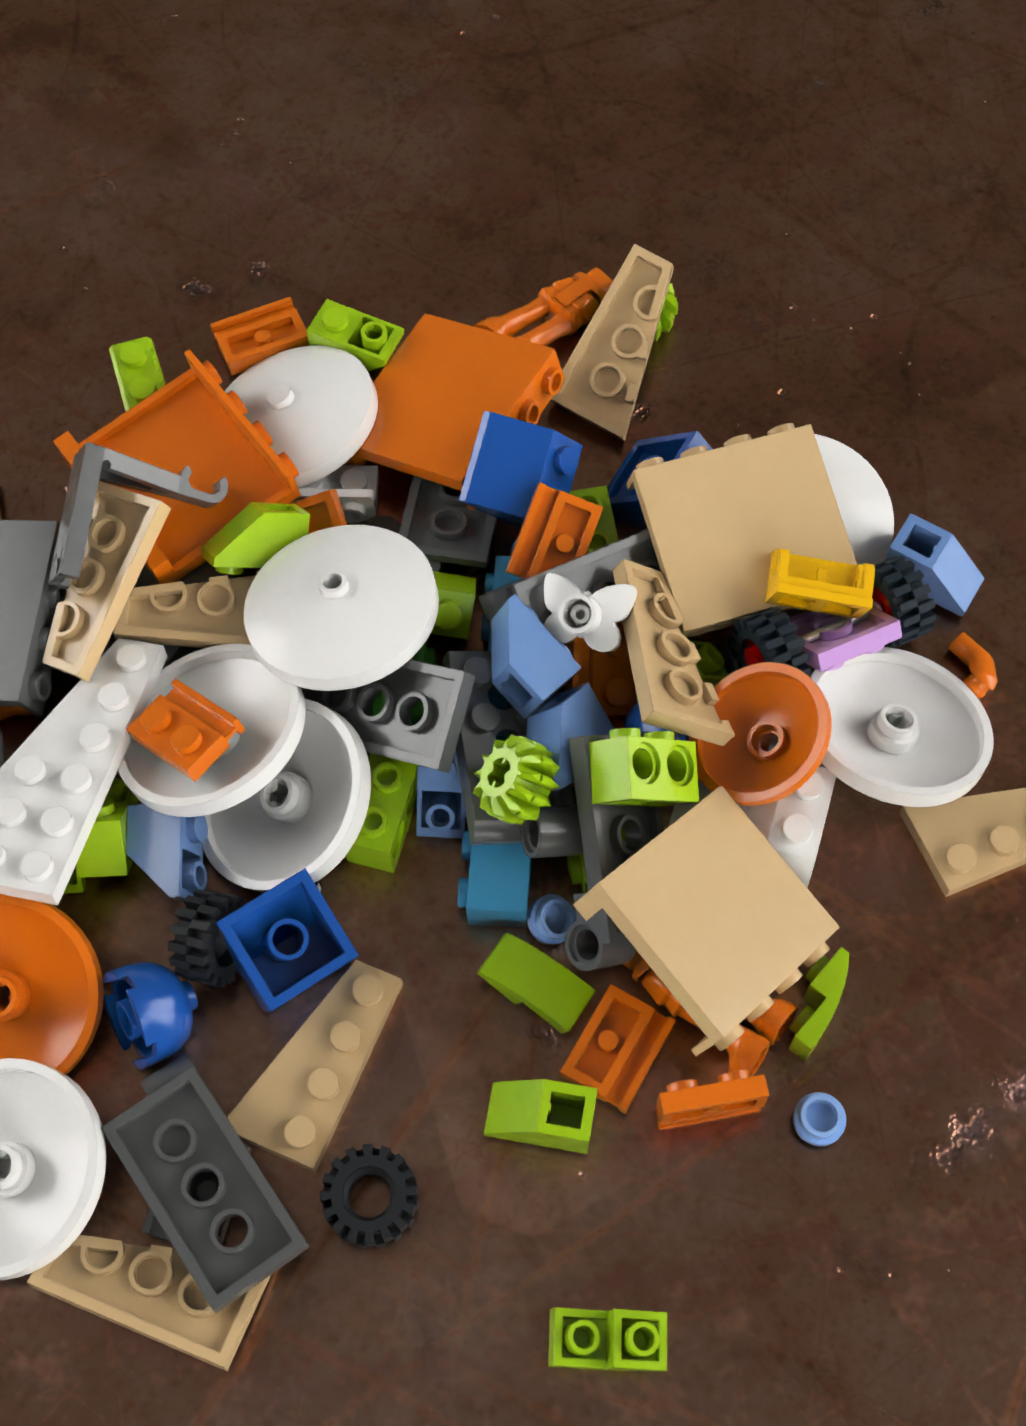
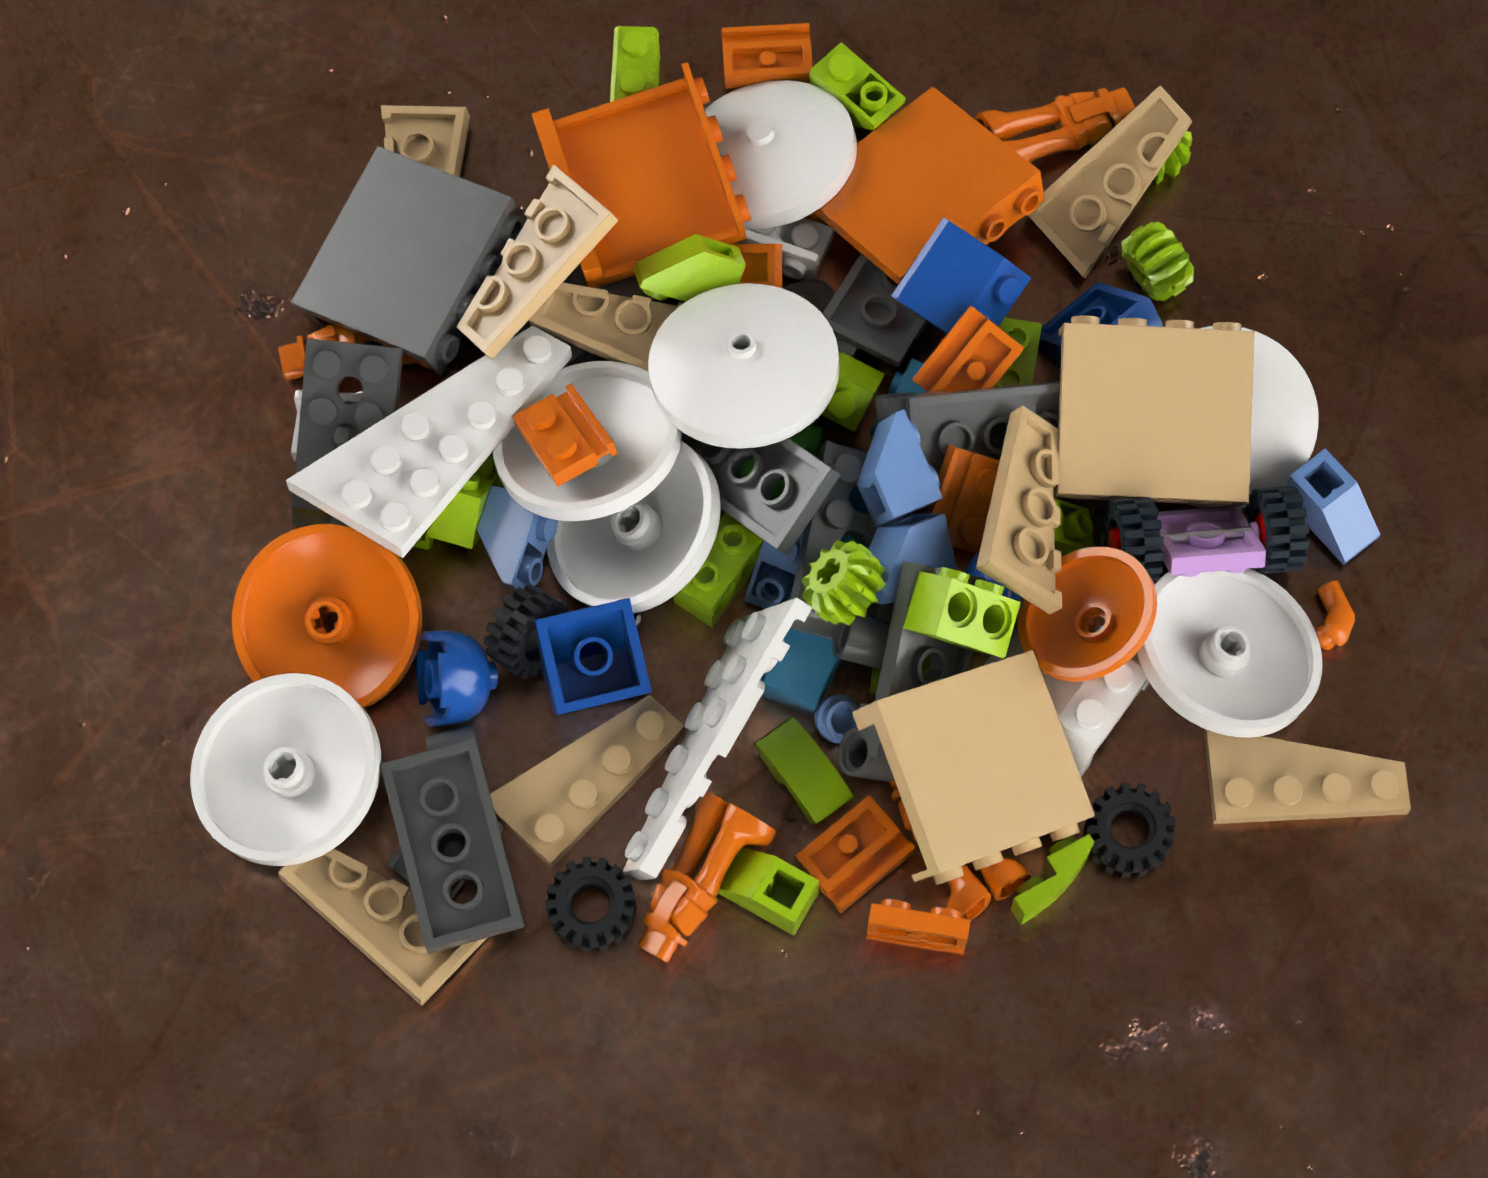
camera: 20 degrees right, 5 degrees up
(97, 464) = (558, 156): dark grey hinge -> none
(432, 970) = (713, 727): none -> white wing
(463, 1158) = (684, 902): none -> orange piece
(585, 613) = (966, 449): white animal -> none
(608, 1339) = (753, 1096): lime slope -> none
(687, 400) = (1157, 261): none -> lime gear
(819, 1119) = (1011, 978): light blue plate -> none
(820, 584) = (1202, 490): yellow hinge -> none
(894, 910) = (1147, 807): none -> black tyre

